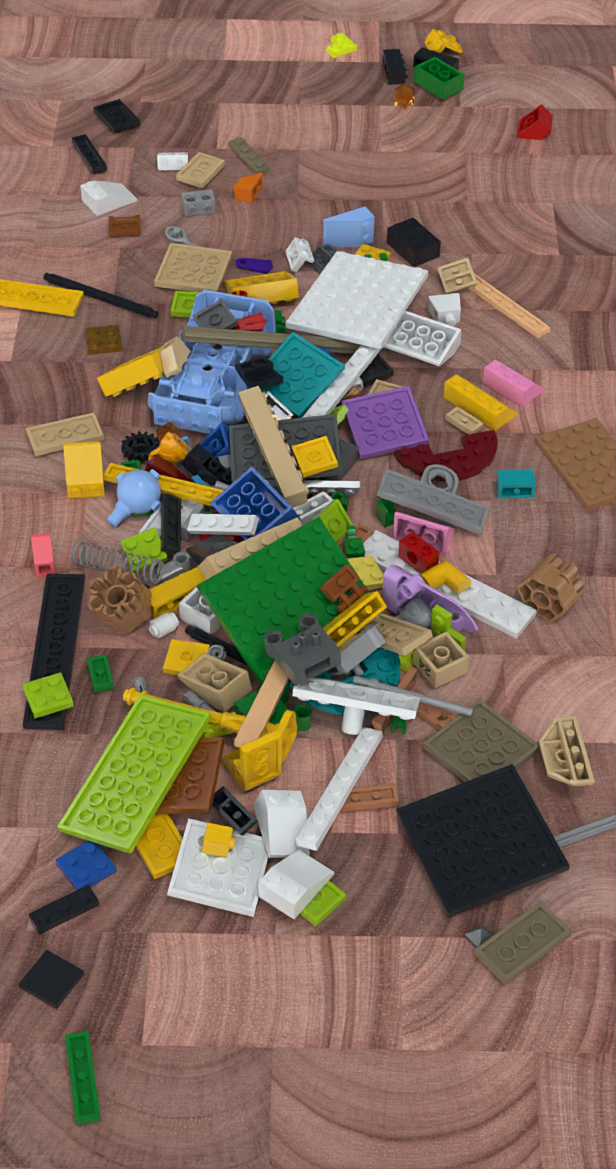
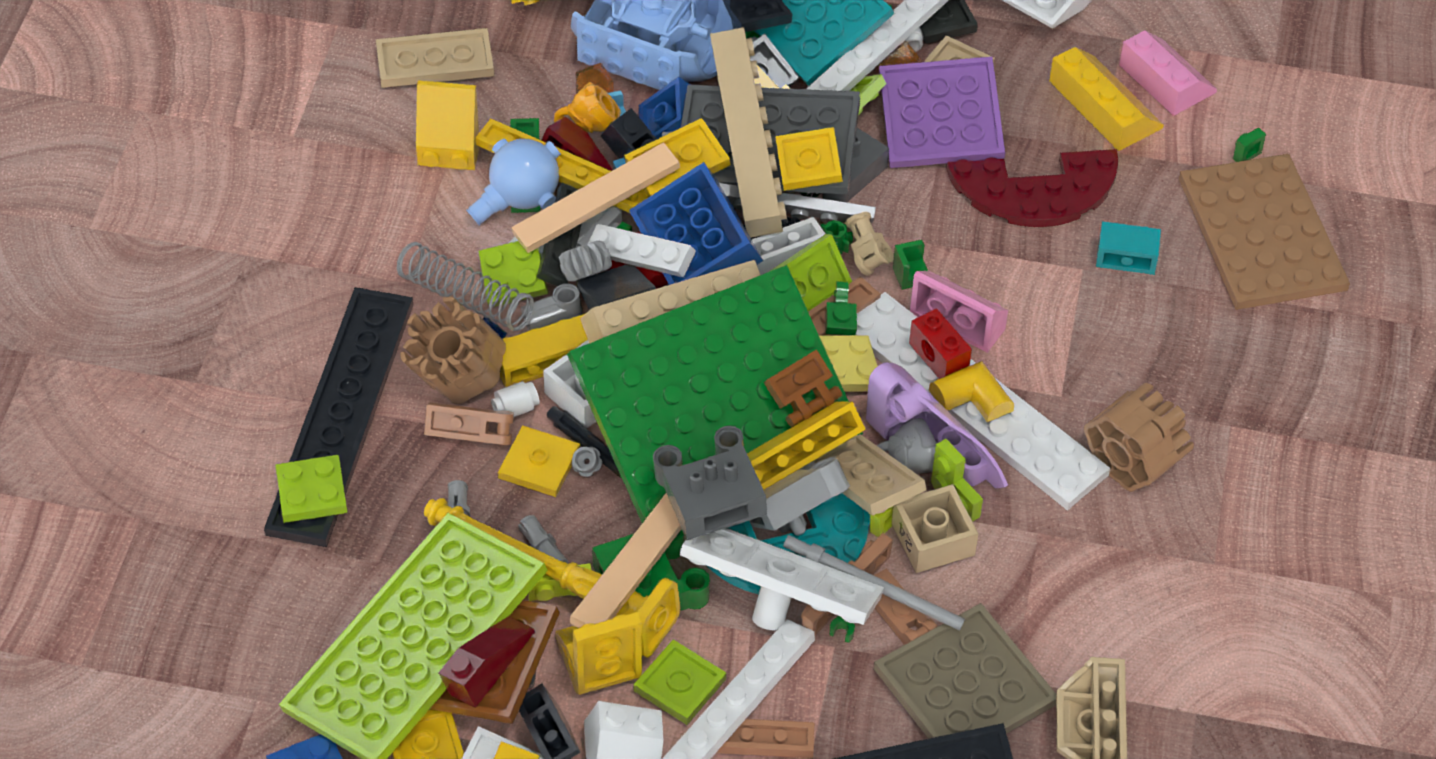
camera: 10 degrees right, 5 degrees up
(42, 554) = (354, 256): coral slope -> none
(100, 673) = (400, 464): green plate -> none
(137, 642) = (468, 423): none -> nougat plate
(140, 446) = (546, 94): black gear -> none
(184, 777) = (483, 660): none -> dark red slope
(188, 498) = (595, 197): none -> light nougat tile
(190, 535) = (585, 260): none -> light grey gear
(216, 681) = (574, 507): tan slope -> none
(231, 466) = (691, 147): none -> yellow plate
(306, 774) = (680, 682): none -> lime plate
(361, 504) = (870, 247): none -> tan connector
(434, 501) = (986, 259): light grey plate -> none
(464, 421) = (1071, 127): tan plate -> none
(572, 416) = (1249, 145): none -> green plate

